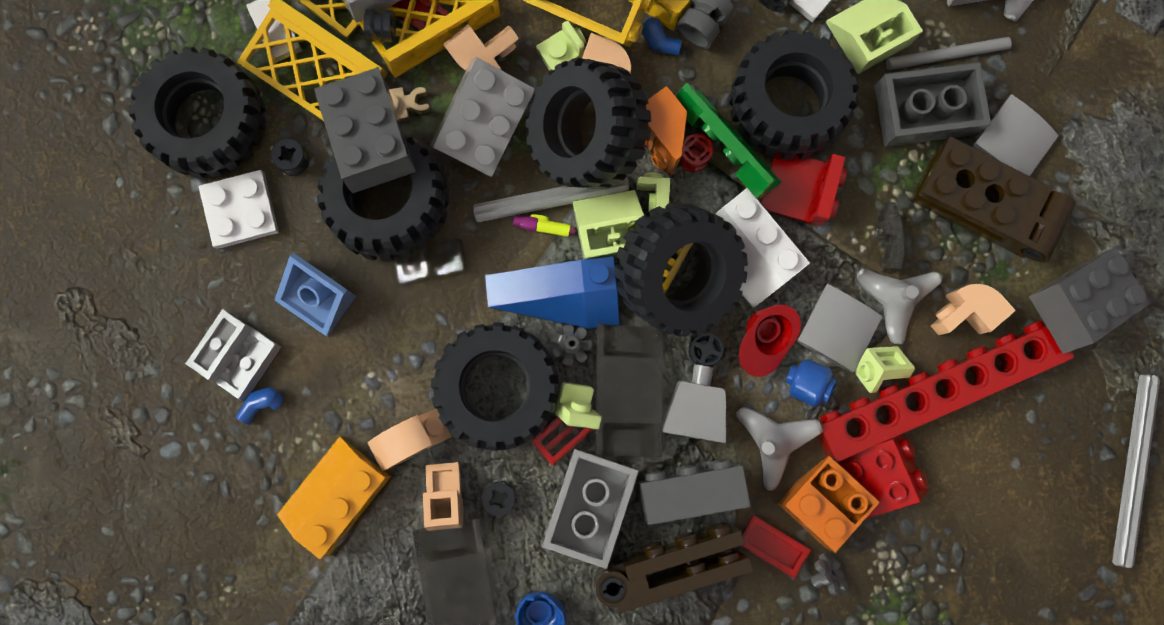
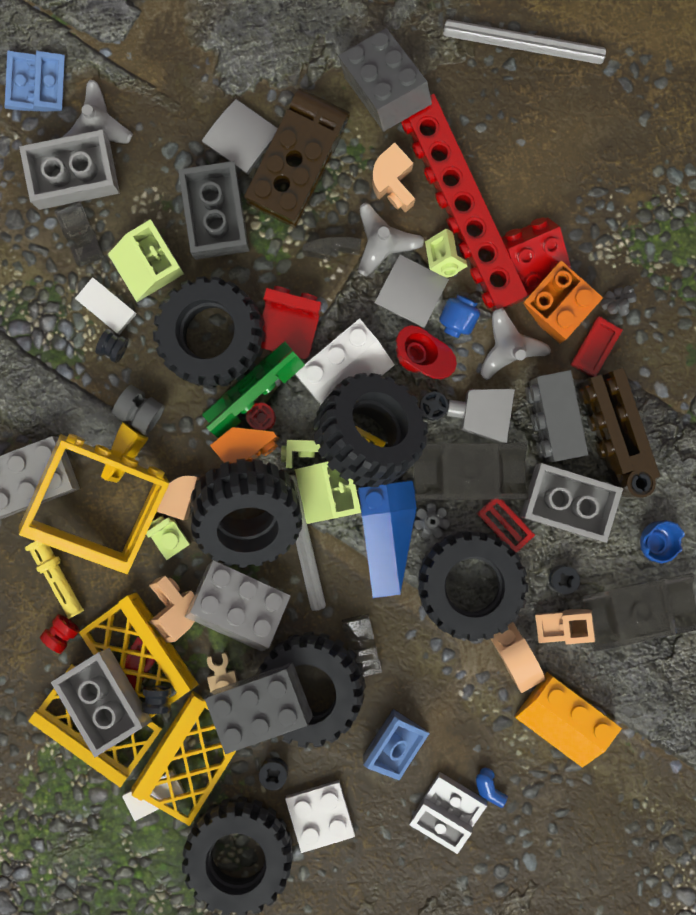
camera: 85 degrees left, 5 degrees up
(542, 224) = (326, 549): piece -> none
(575, 406) = (488, 517): yellowish green bracket -> none
(656, 37) = (156, 452): blue arm -> none
(948, 53) = (163, 194): light grey bar -> none

